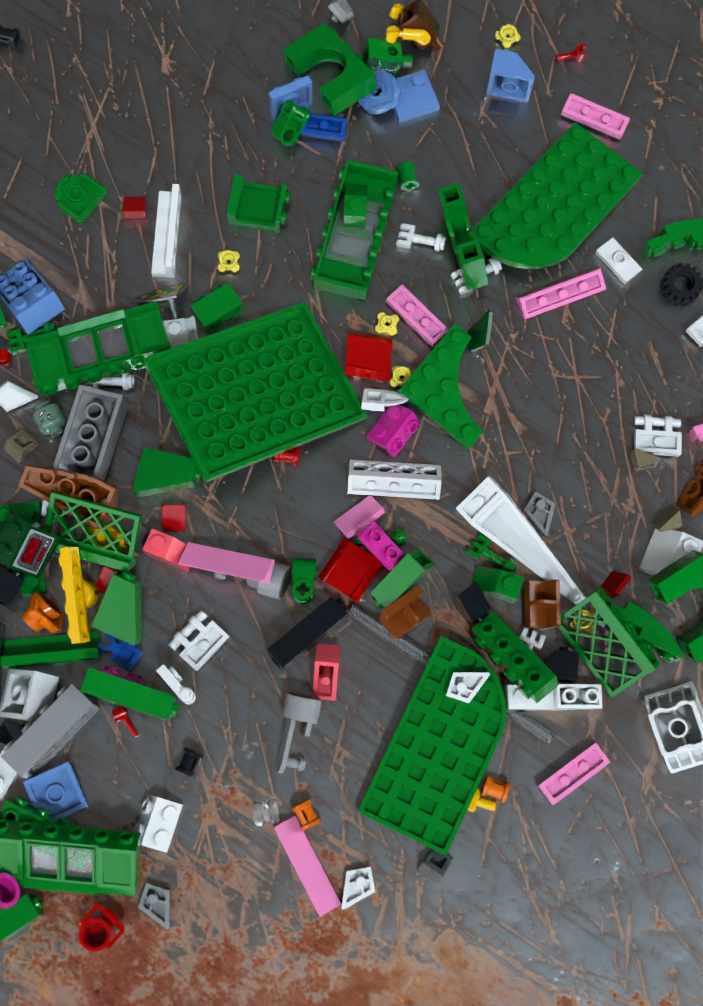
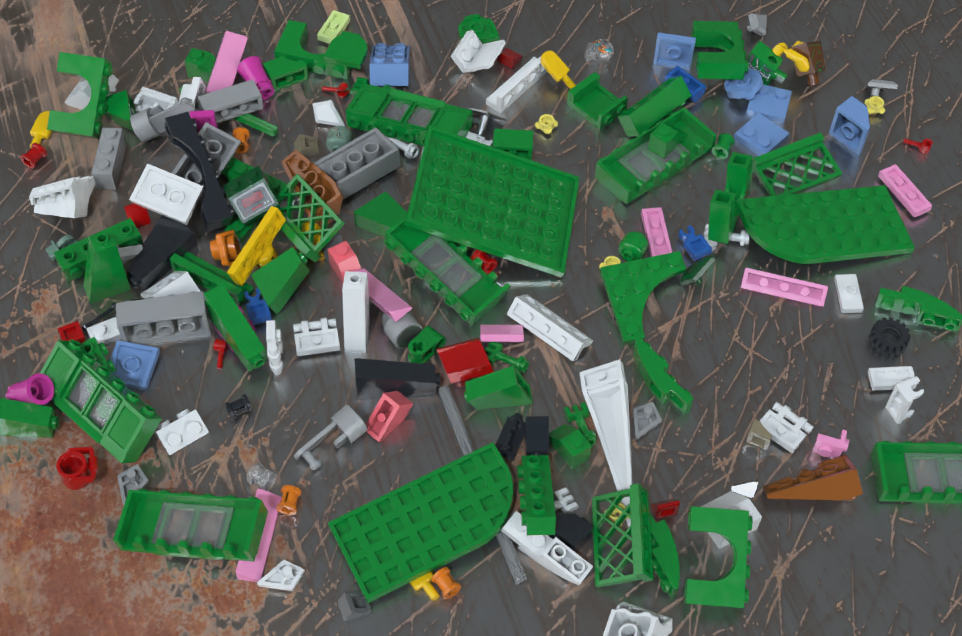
camera: 40 degrees right, 20 degrees down
(105, 228) = (473, 55): none -> white bracket
(174, 517) = (369, 250): red slope -> none
(195, 193) = (556, 68): none -> yellow piece
(217, 144) = (599, 52): none -> clear head
(226, 599) = (356, 311): none -> white slope
(247, 906) = (191, 525): none -> green window
(268, 491) = (447, 270): none -> green window
(289, 122) = (662, 63): green piece -> none
(317, 175) = (654, 106): none -> green brick
(368, 357) = (595, 238): red slope -> none
(379, 399) = (581, 267): white plate -> none
(380, 545) = (498, 350): dark pink bracket -> none
(391, 328) = (629, 221): light yellow plate -> none
(394, 429) = (577, 295): dark pink bracket -> none
(405, 613) = (480, 413): dark orange panel -> none
(407, 344) = (633, 246): none -> green head
(410, 237) = (694, 183): white hinge -> none
(431, 139) = (761, 135): none -> medium blue plate
(443, 613) = (511, 436): none -> black hinge
(459, 302) = (694, 245): none -> blue plate
(466, 685) = (481, 485): white piece -> none
(474, 142) = (792, 152): none -> green fence
(497, 11) = (877, 85): none -> light grey piece
(514, 460) = (654, 373): none -> green slope
(542, 604) = (590, 479): dark orange panel -> none
(573, 774) = (517, 617): bright pink plate -> none

